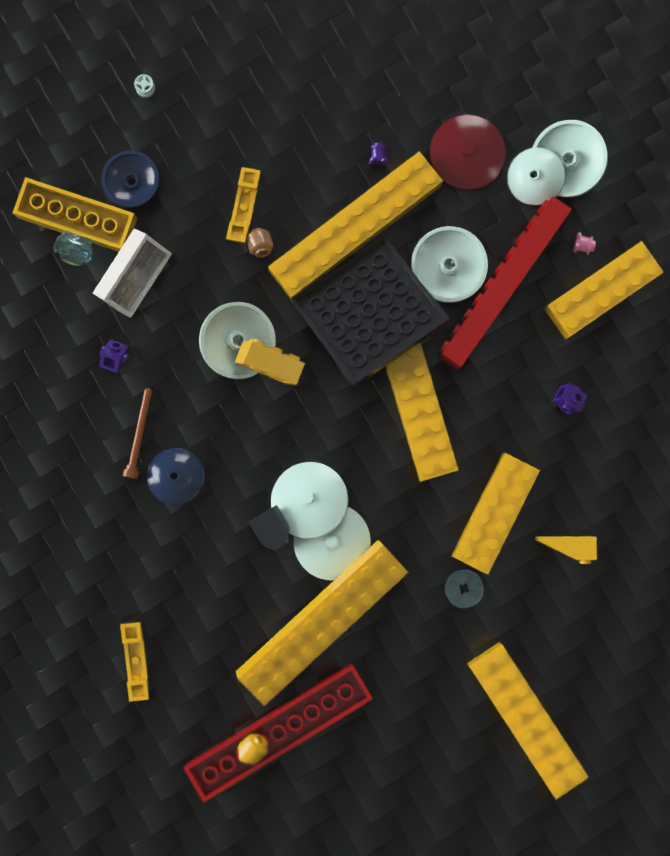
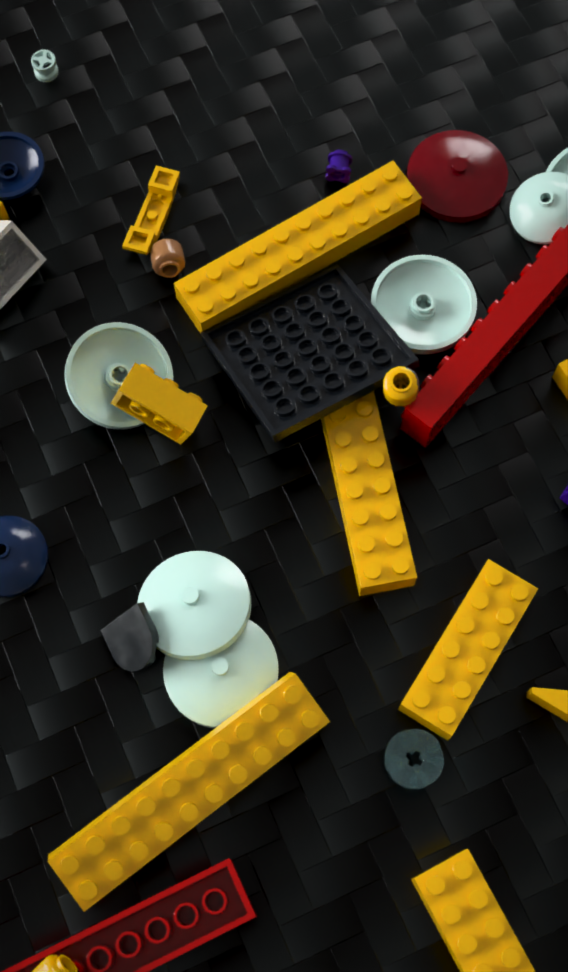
camera: 10 degrees right, 15 degrees down
(445, 342) = (400, 377): none -> yellow head

